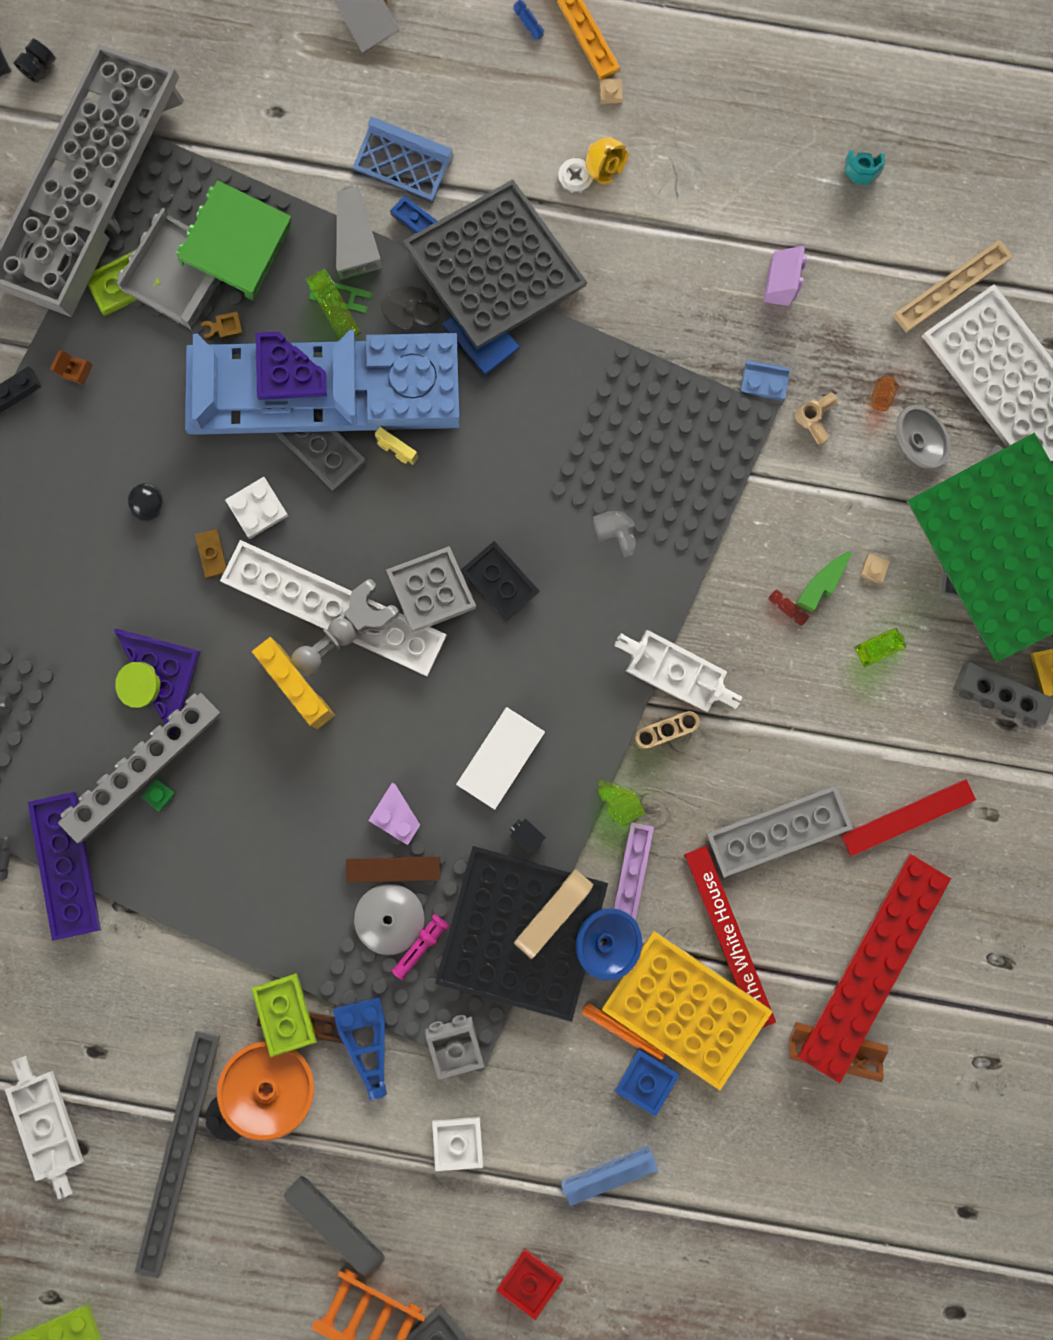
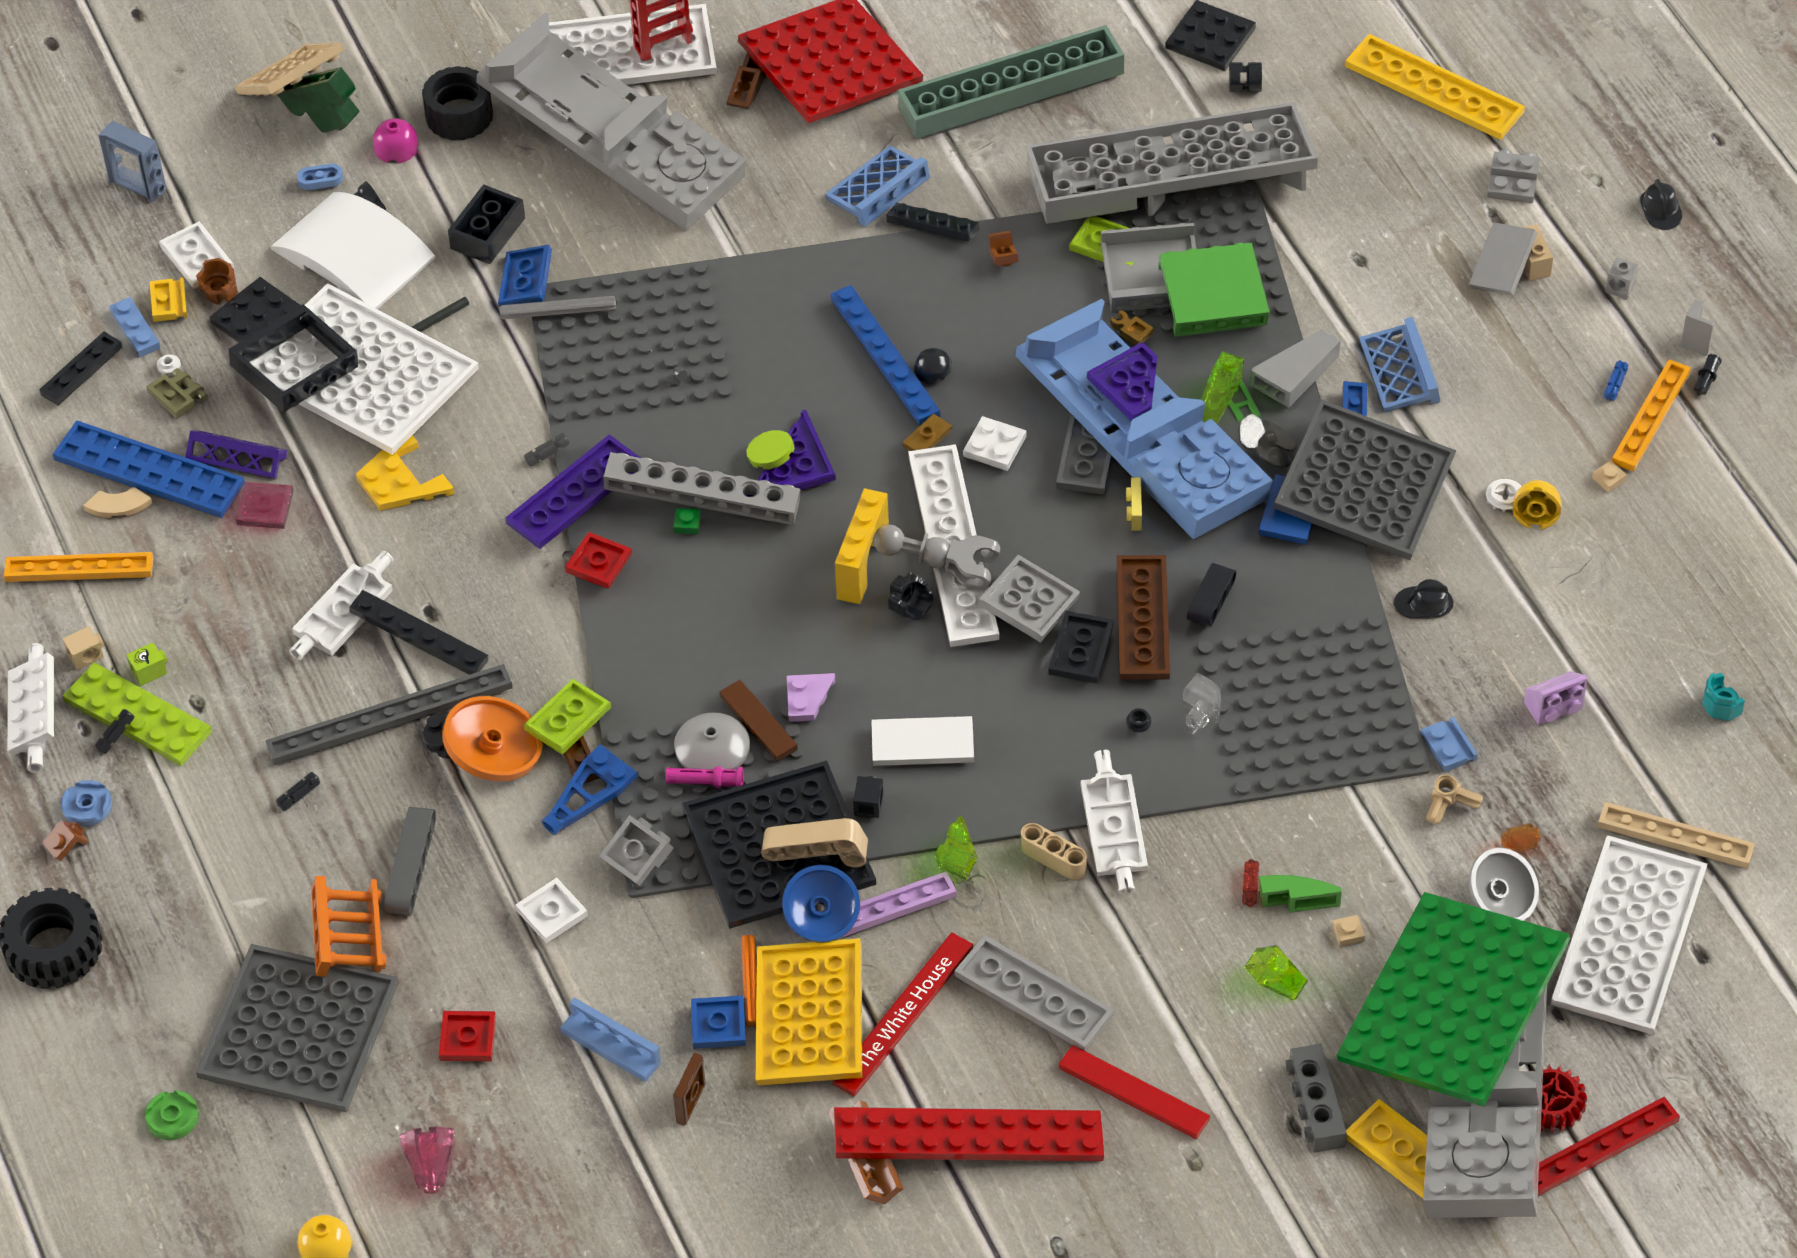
camera: 60 degrees right, 30 degrees down
(104, 529) = (884, 354): none -> blue plate
(114, 1081) = (418, 633): none -> black plate
(148, 892) = (598, 560): none -> red plate
(201, 1272) = (298, 791): none -> black axle
(364, 677) = (910, 596): none -> black hair
(504, 516) = (1143, 617): none -> reddish brown plate
(521, 452) = (1211, 595): none -> black beam
(596, 580) = (1138, 715): none -> black plate
(626, 304) = (1425, 600): none -> black piece
(702, 1151) = (689, 1089): none -> reddish brown tile

